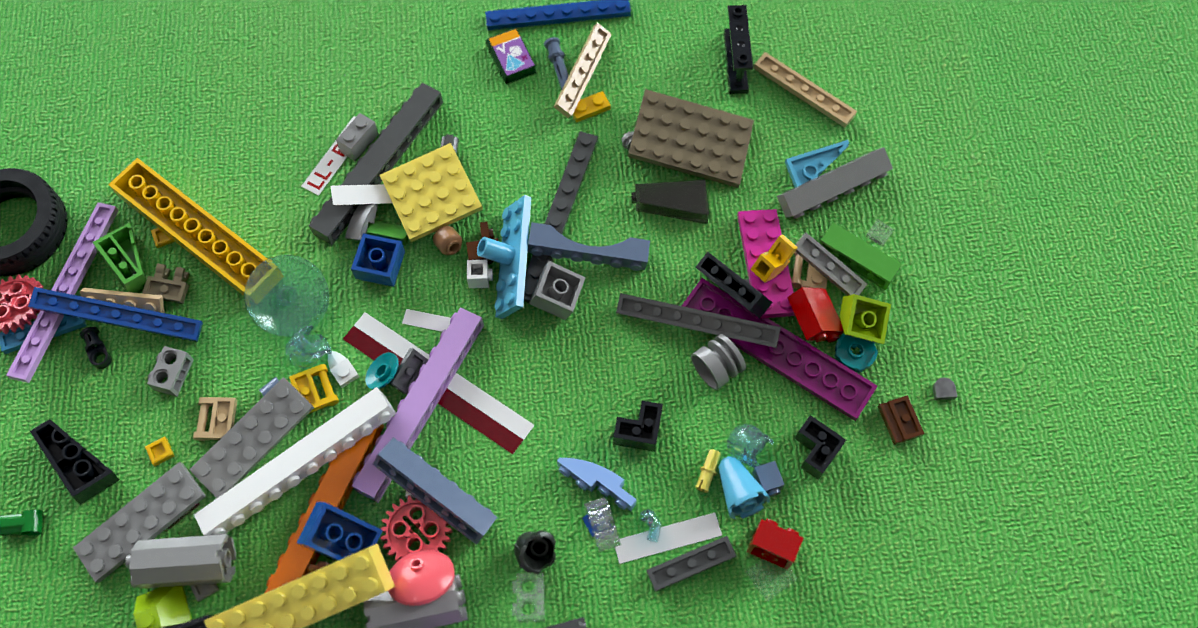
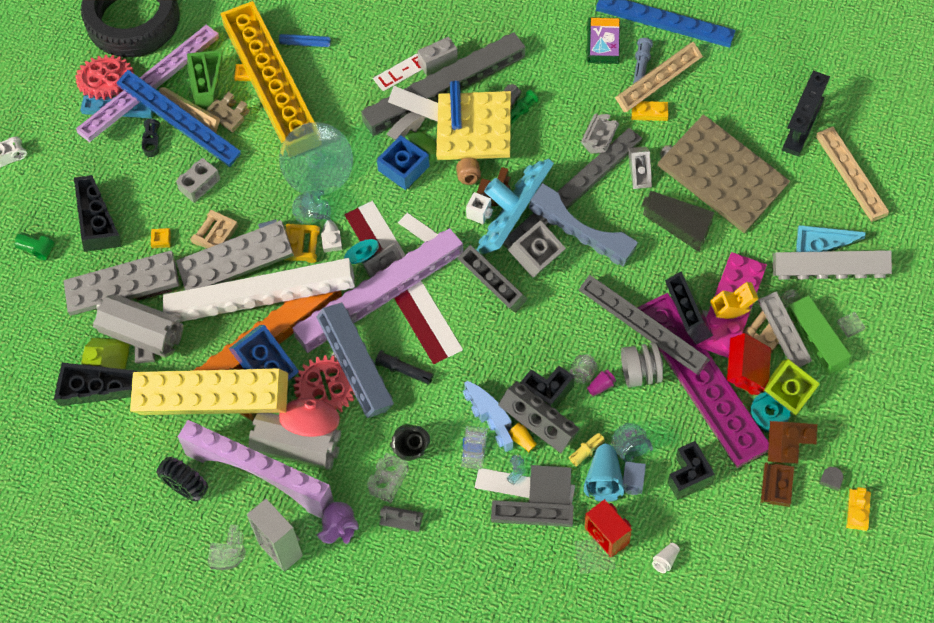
camera: 30 degrees right, 5 degrees down
(211, 176) = (304, 40): none -> blue axle
(404, 179) = (455, 99): none -> blue axle
(467, 151) = (522, 106): none -> green pin
(476, 473) = (395, 364): none -> black pin
(528, 339) = (492, 278): none -> dark grey brick
(556, 148) = (599, 133): none -> light grey hinge
(611, 165) = (640, 167): none -> light grey slope
(639, 488) = (522, 437): none -> yellow cone
(648, 461) = (538, 416): none -> dark grey brick
(663, 390) = (583, 368): none -> clear head
(687, 396) = (601, 383): none -> magenta cone
(692, 526) = (550, 485): none -> dark grey tile
(815, 230) = (789, 297): none -> clear tile
(840, 546) = (664, 559): none -> white cone
(889, 372) = (785, 440): none -> reddish brown brick
(983, 408) = (858, 509): none -> yellow plate

